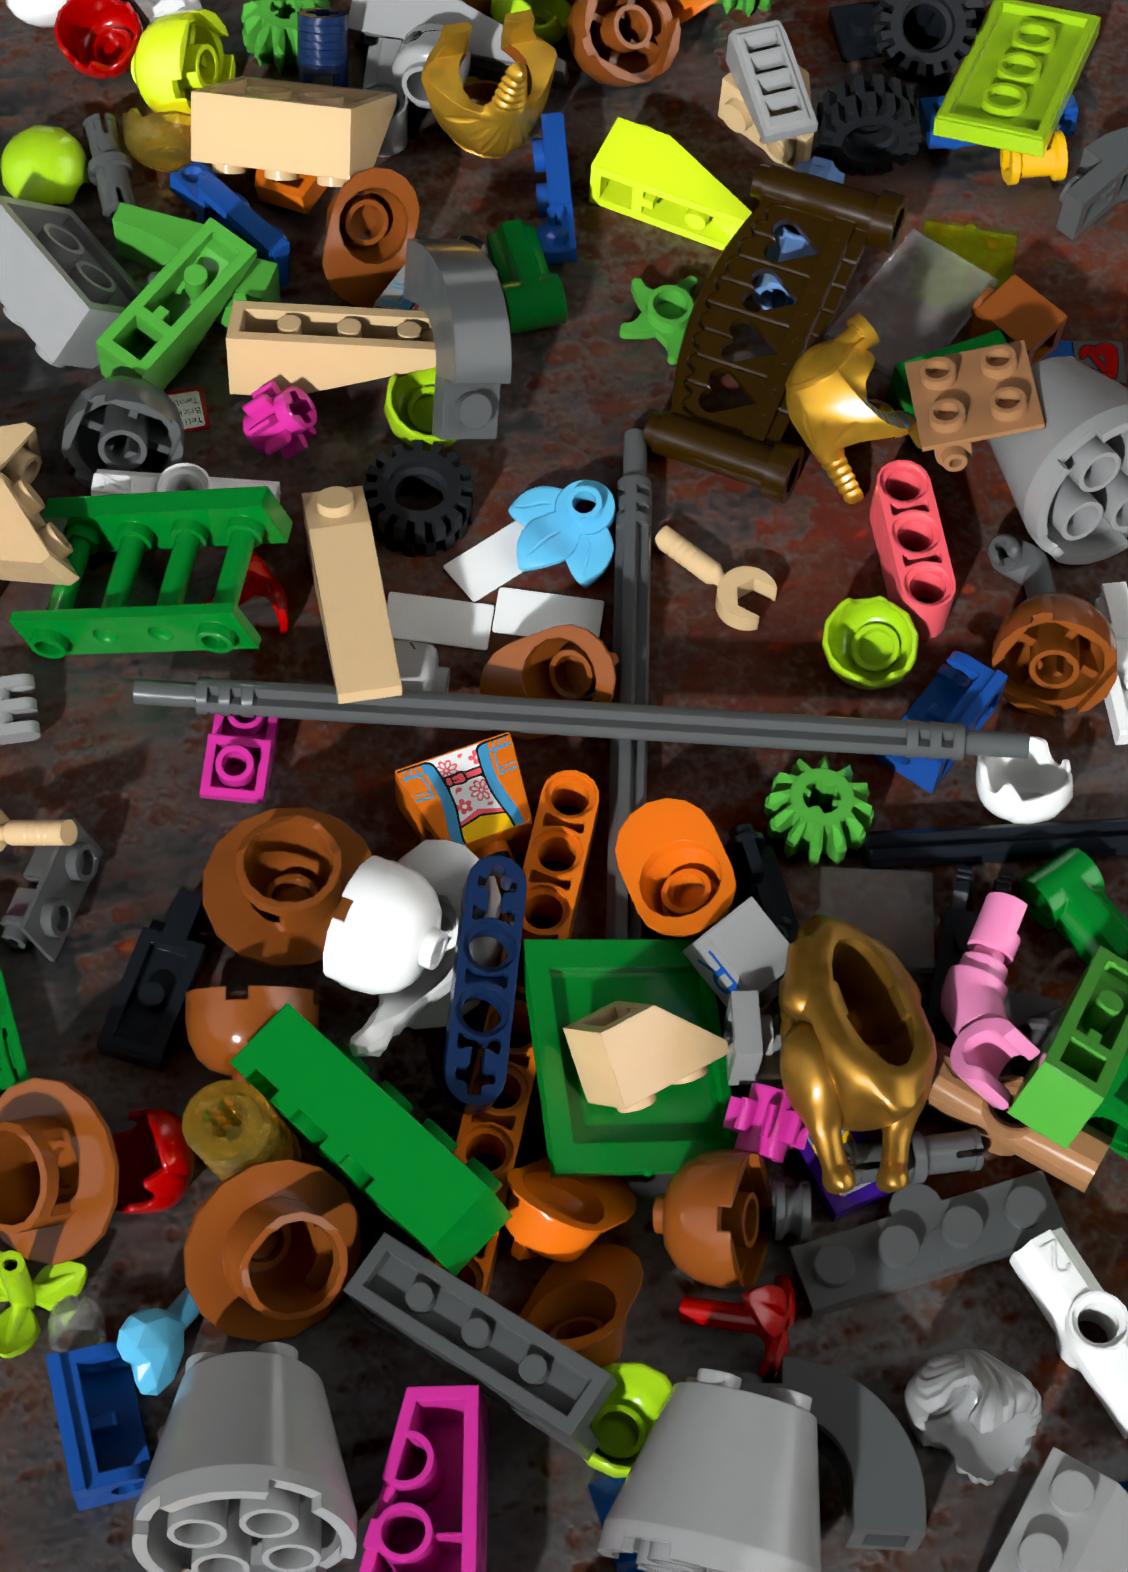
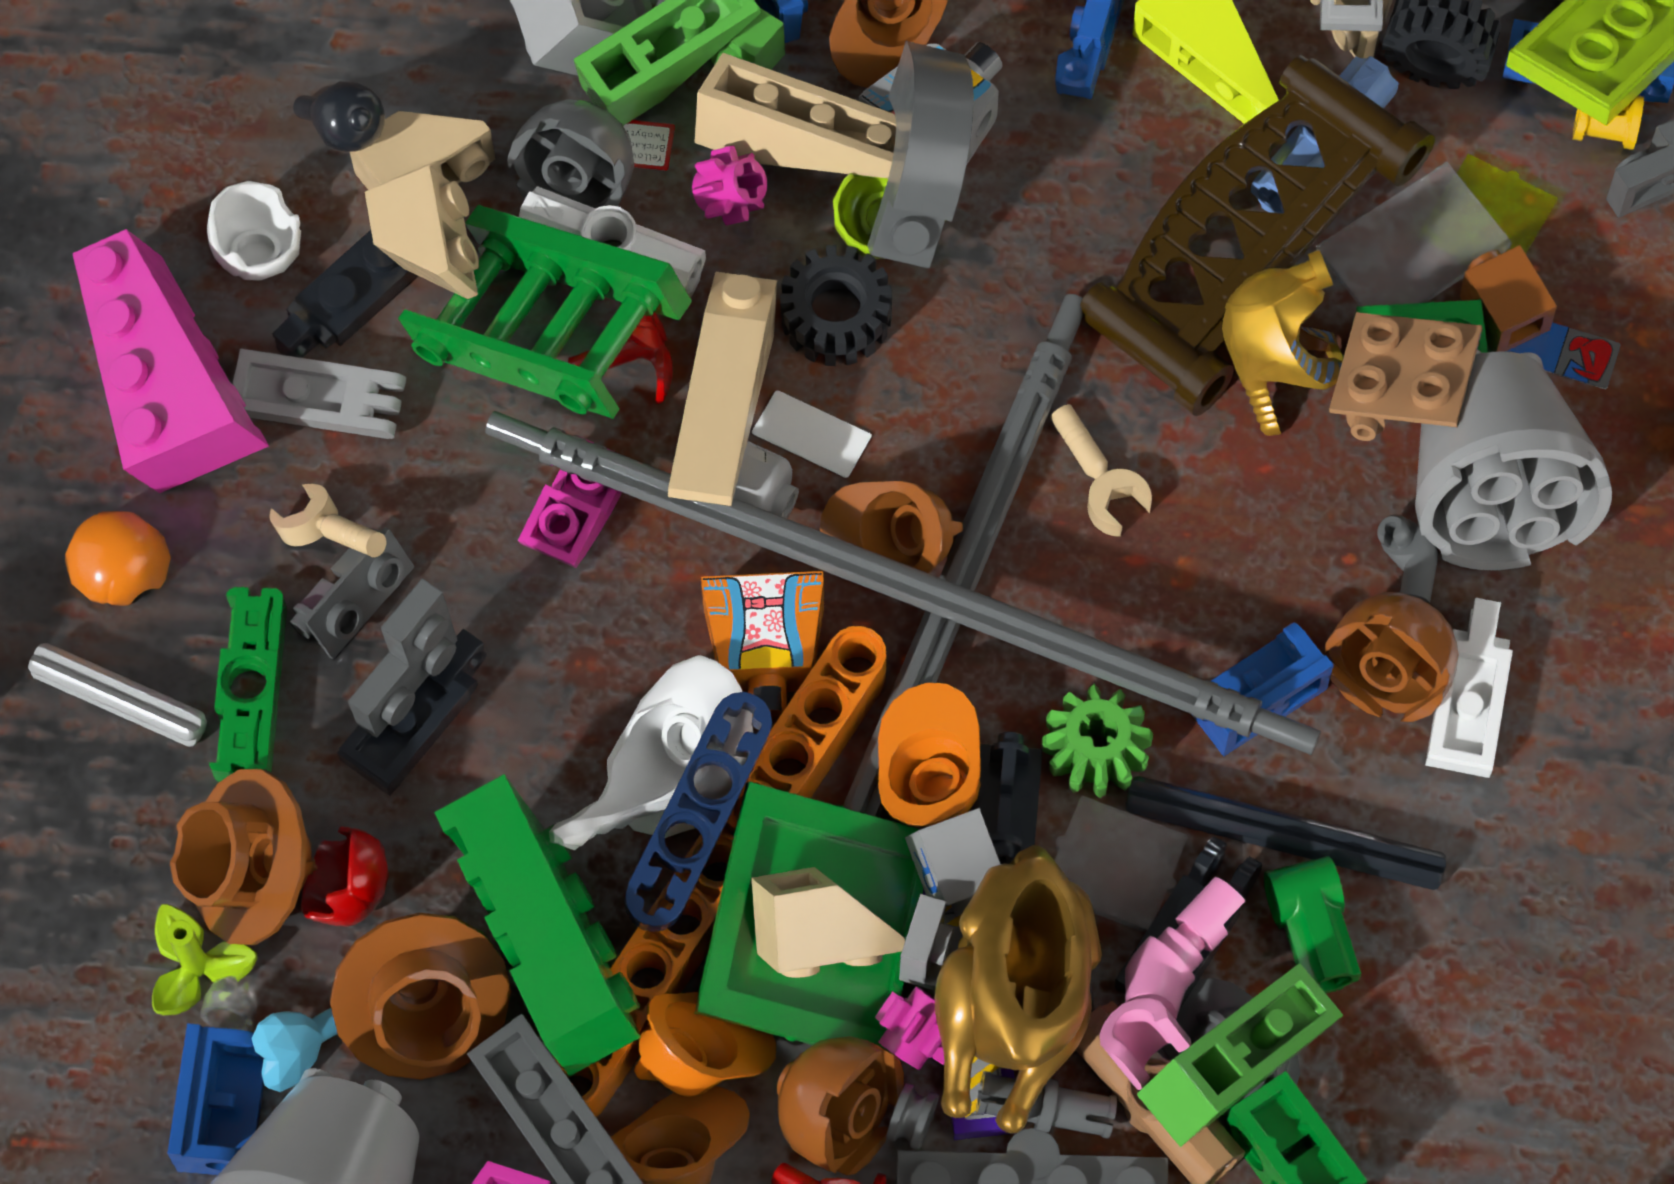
camera: 25 degrees right, 5 degrees up
(148, 915) = (418, 644): none -> dark grey plate
(225, 1022) = (456, 768): dark orange cylinder -> none
(236, 1126) = (421, 874): clear yellow piece -> none
(281, 883) = (561, 660): dark orange helmet -> none
(387, 931) = (623, 732): white cylinder -> none
(487, 563) = (896, 387): white sticker -> none
(530, 291) = (1027, 114): green piece -> none
(530, 612) = (920, 461): white sticker -> none
(561, 533) = (961, 382): medium azure plate -> none
(663, 314) = (1155, 177): bright green animal -> none
(870, 642) = (1215, 587): lime hair -> none
(914, 525) = (1307, 477): coral beam -> none
(1025, 788) = (1310, 784): white hair -> none

